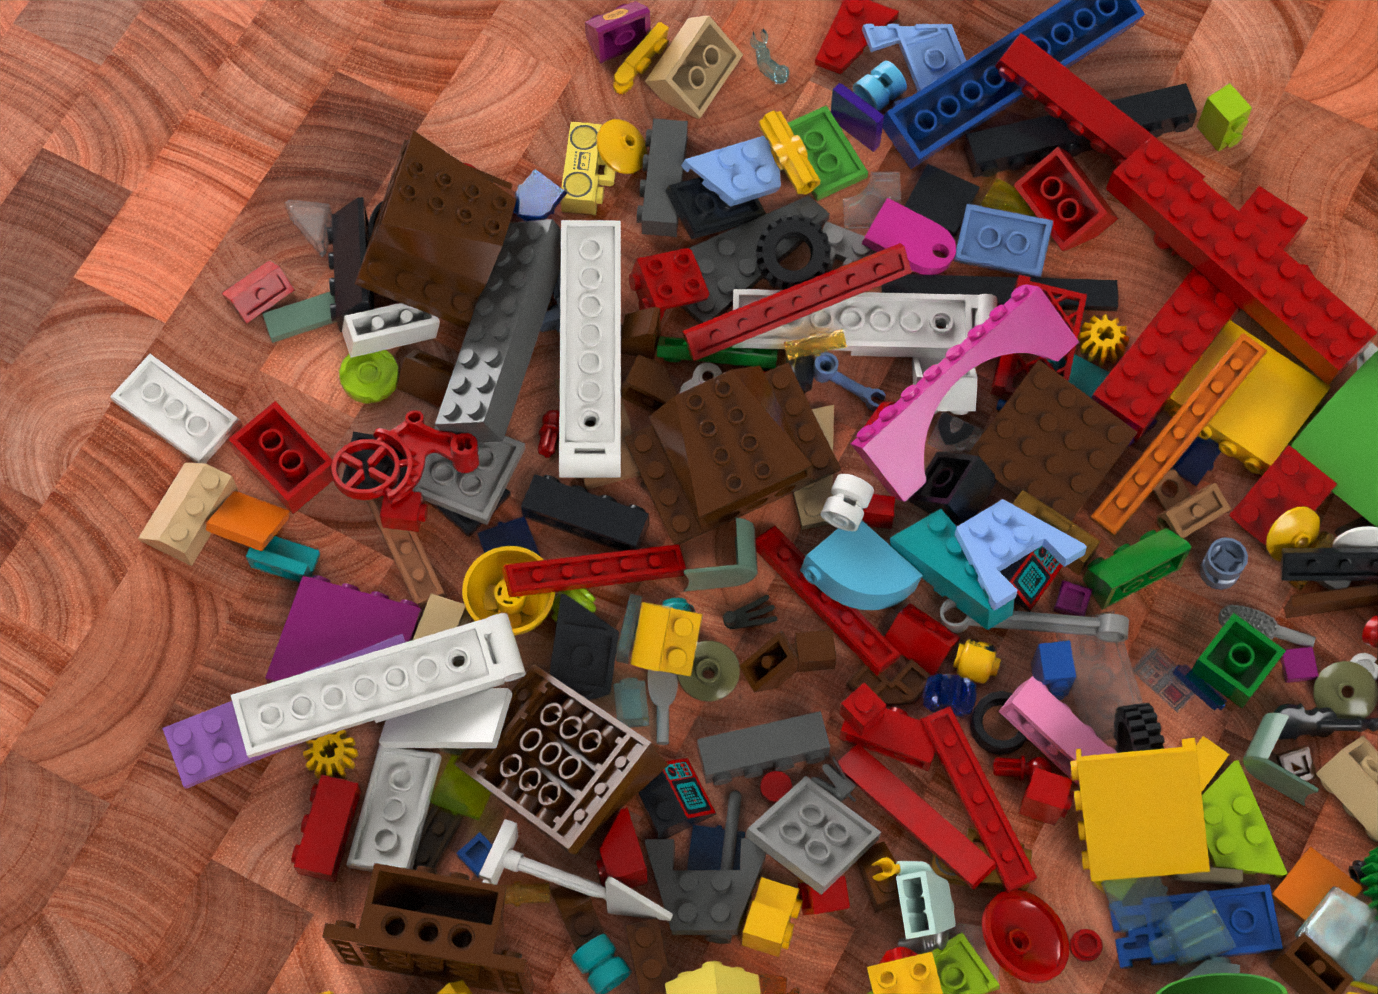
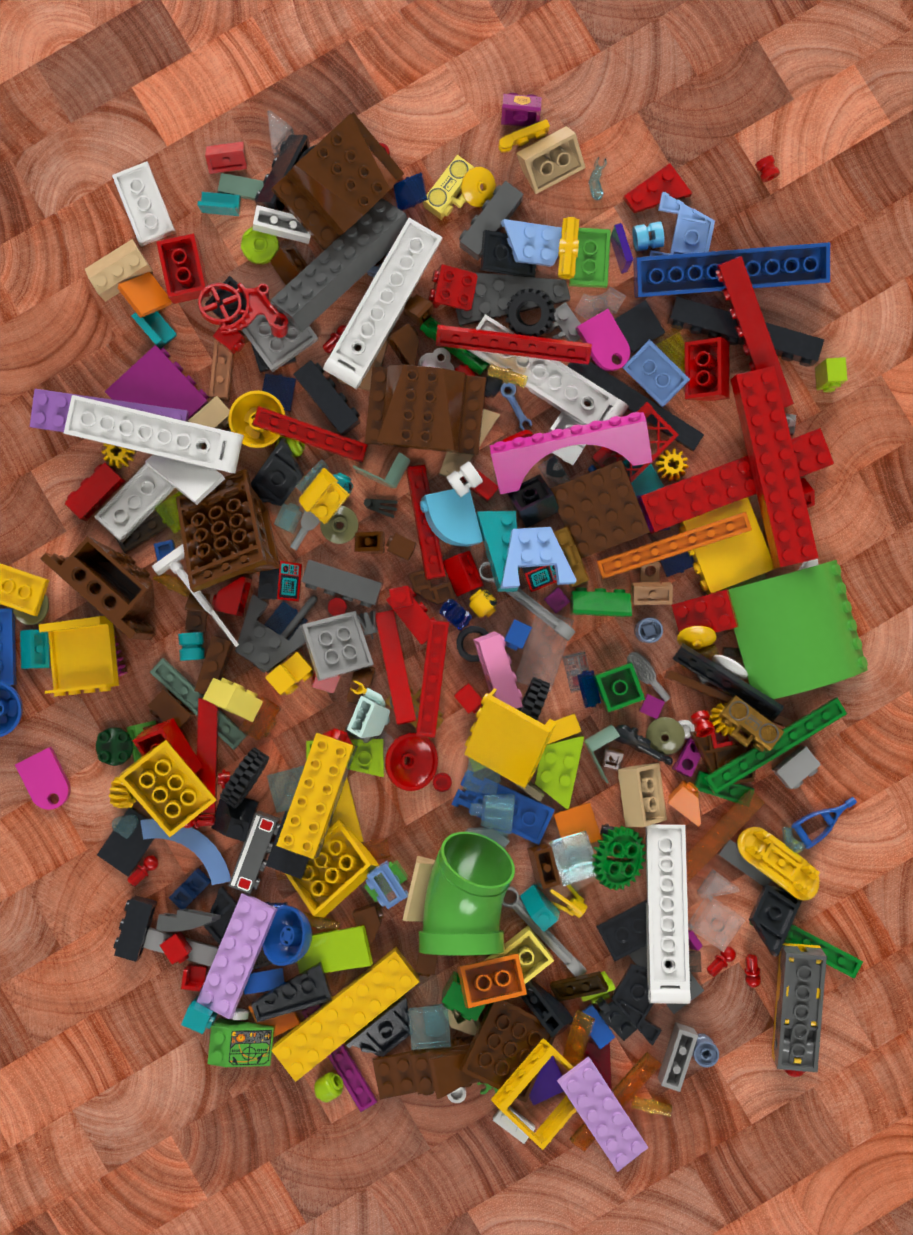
camera: 35 degrees right, 20 degrees up
(284, 352) = (220, 204): none -> teal panel
(1018, 767) = (477, 678): red axle -> none

